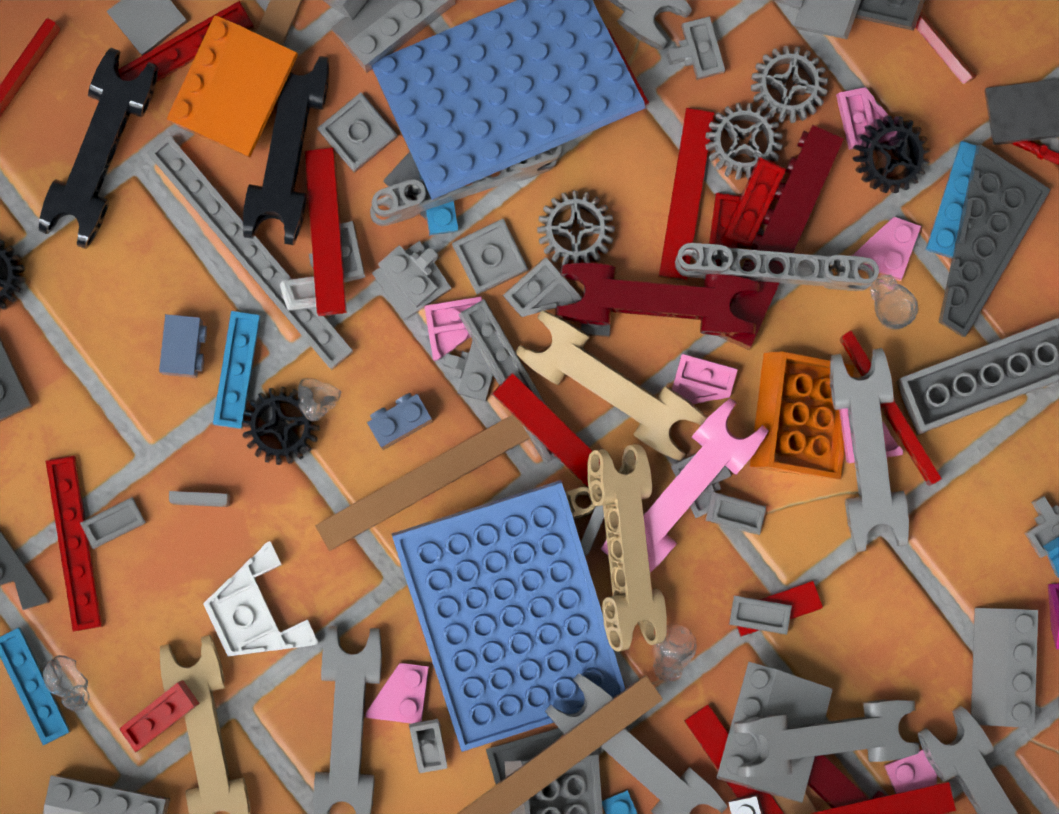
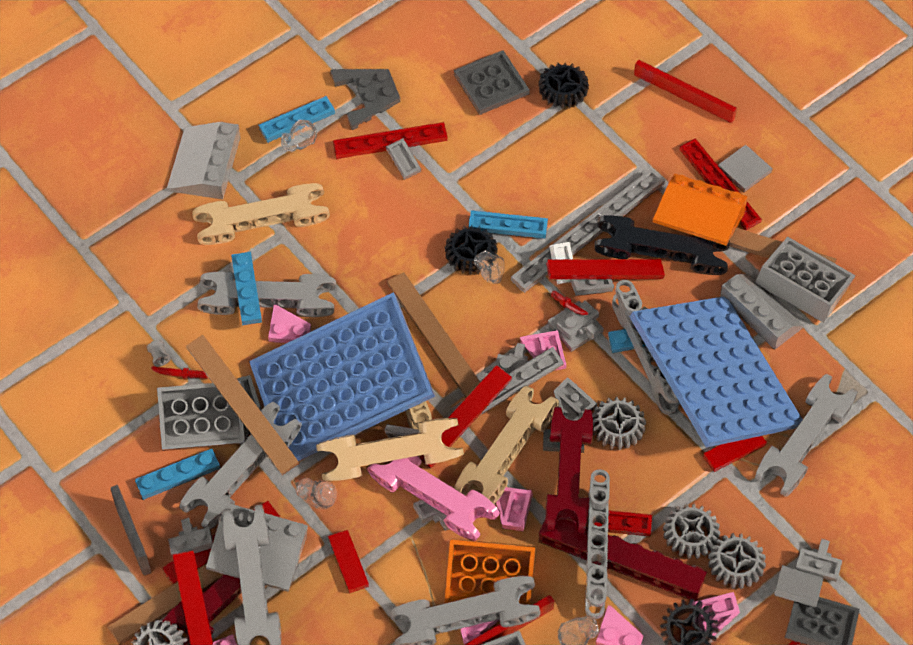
camera: 85 degrees right, 25 degrees down
(116, 103) = (683, 148): black piece -> none
(159, 716) = (276, 183): red plate -> none
(182, 346) = (522, 190): sand blue brick -> none
(199, 499) = (420, 205): light grey tile -> none
(244, 617) = (342, 233): white wing -> none
(346, 757) = (246, 288): none -> dark azure plate
(357, 132) = (676, 288): light grey tile -> none
(379, 291) = (567, 303): none -> red piece
(399, 421) = (476, 317): sand blue brick -> none
(428, 745) = (253, 339): light grey slope -> none
(490, 256) = (595, 373): light grey tile -> none
(686, 190) = (656, 496): red tile -> none
(698, 49) = (756, 501): light grey hinge -> none
(735, 513) = (416, 529): light grey tile -> none
(754, 202) = (646, 535): red tile -> none
(760, 615) = (343, 546): light grey tile -> none

